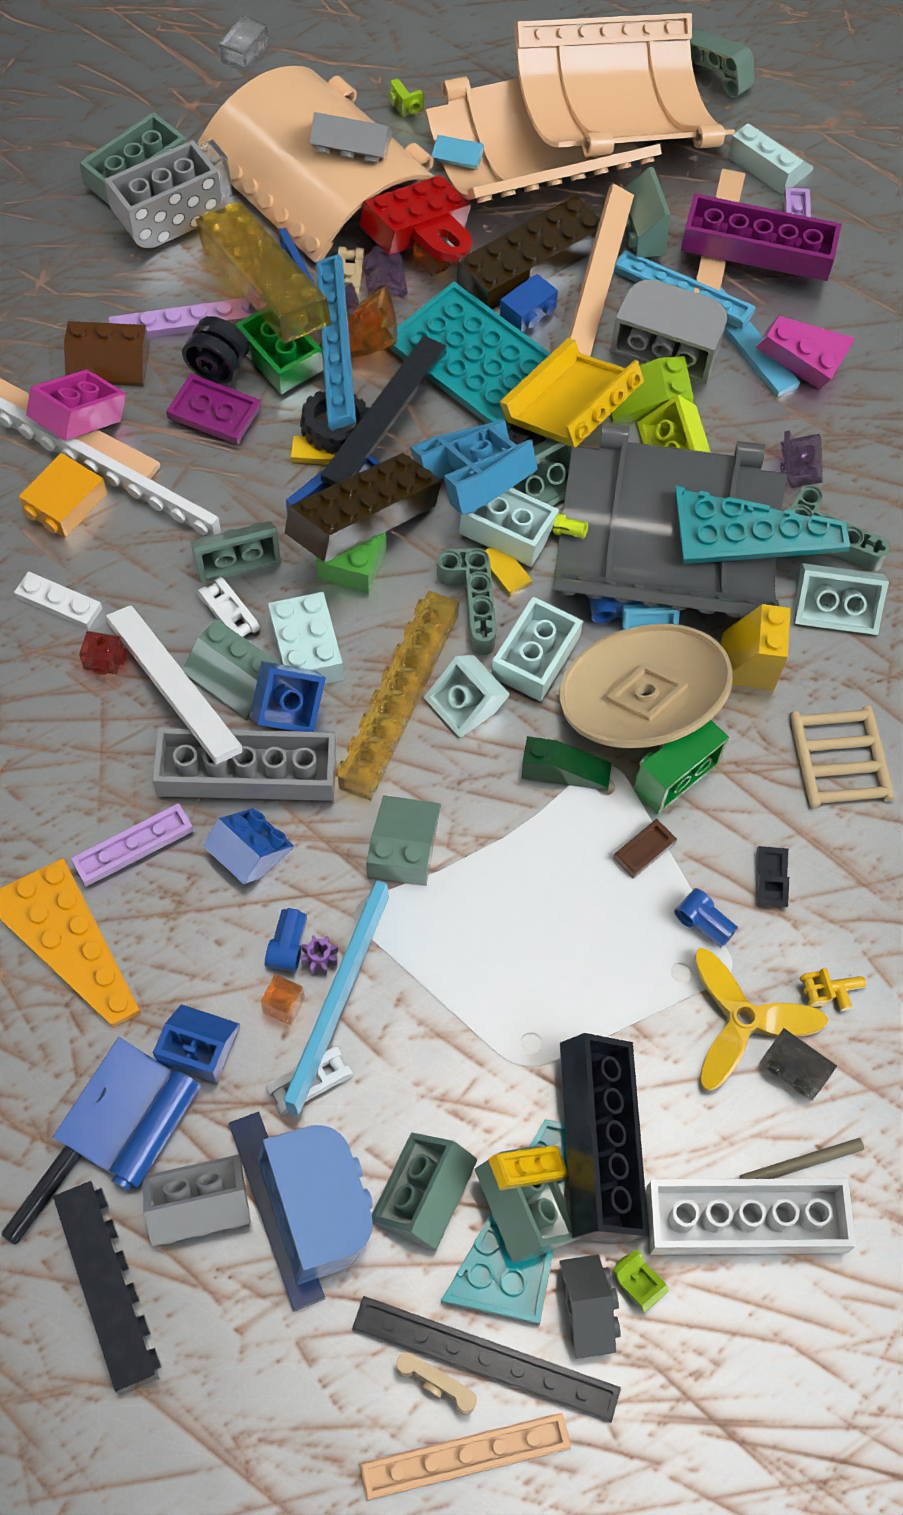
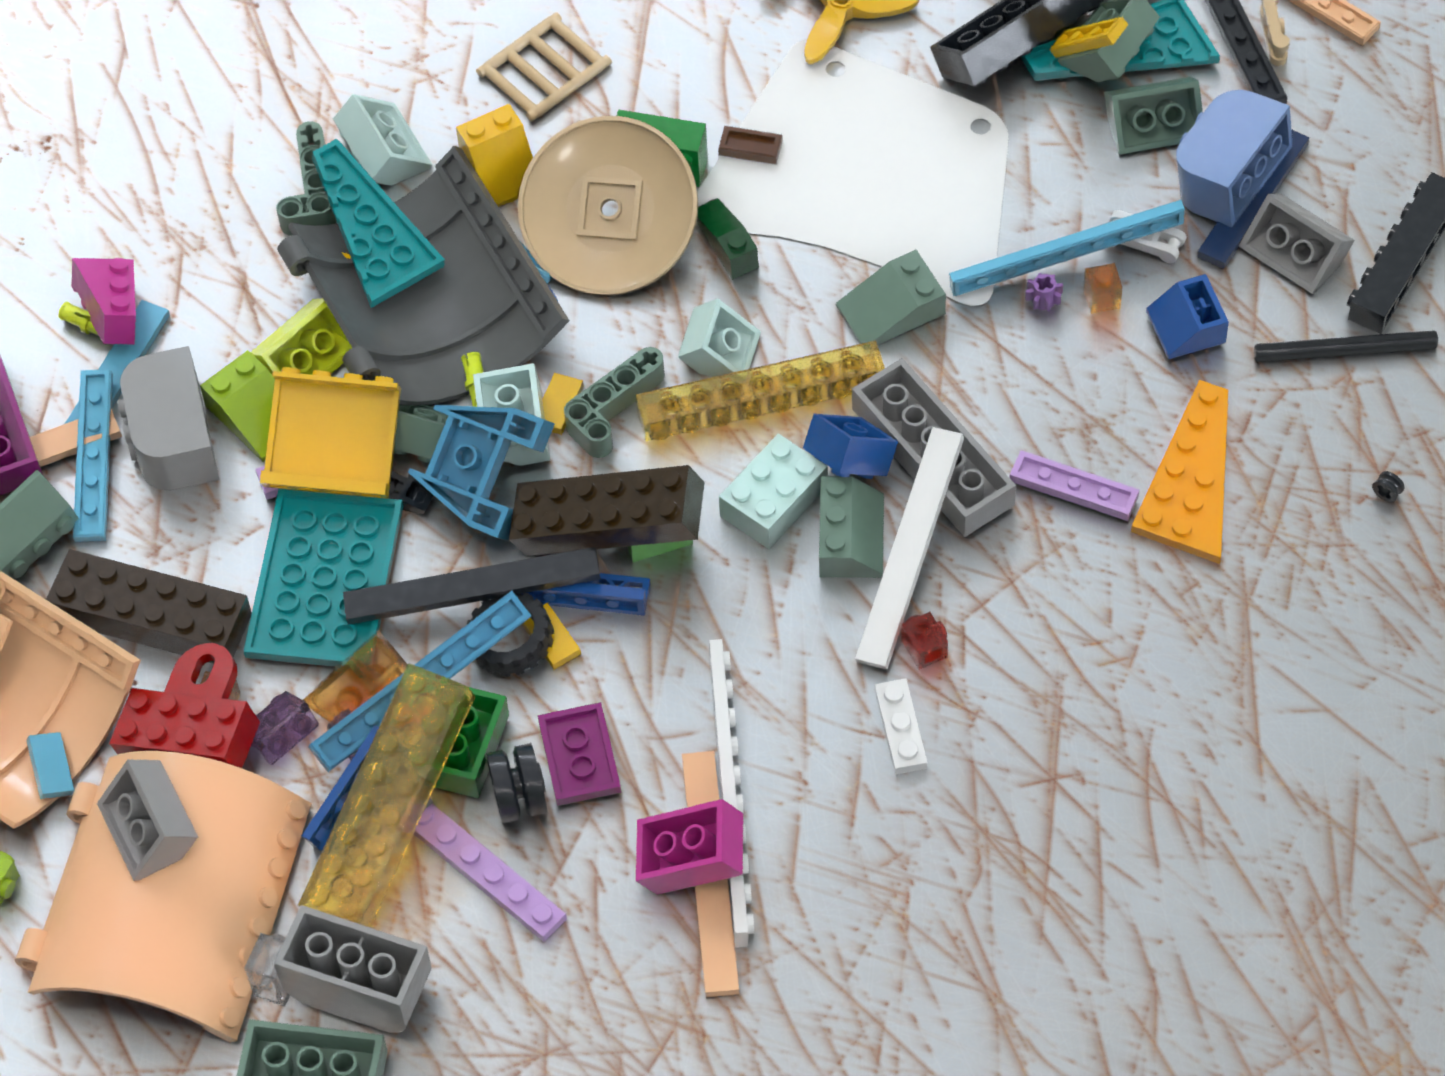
camera: 120 degrees left, 5 degrees down
(62, 495) = (792, 802): light orange brick -> none
(108, 350) = (593, 898): reddish brown slope -> none
(133, 1116) = (1282, 322): door -> none
(228, 607) = (790, 580): white plate -> none
(236, 551) = (728, 606): sand green slope -> none
(247, 844) = (999, 401): slope -> none
(285, 948) = (1061, 317): blue piece -> none
(352, 271) = (299, 762): tan plate -> none
(529, 303) = (221, 567): blue brick -> none
(536, 648) = (631, 314): light aqua brick -> none
(600, 268) = (139, 522): light nougat tile -> none
(699, 912) = (779, 72): blue piece -> none
(771, 876) = (703, 52): black slope -> none
(802, 459) = (242, 244): clear purple bracket -> none

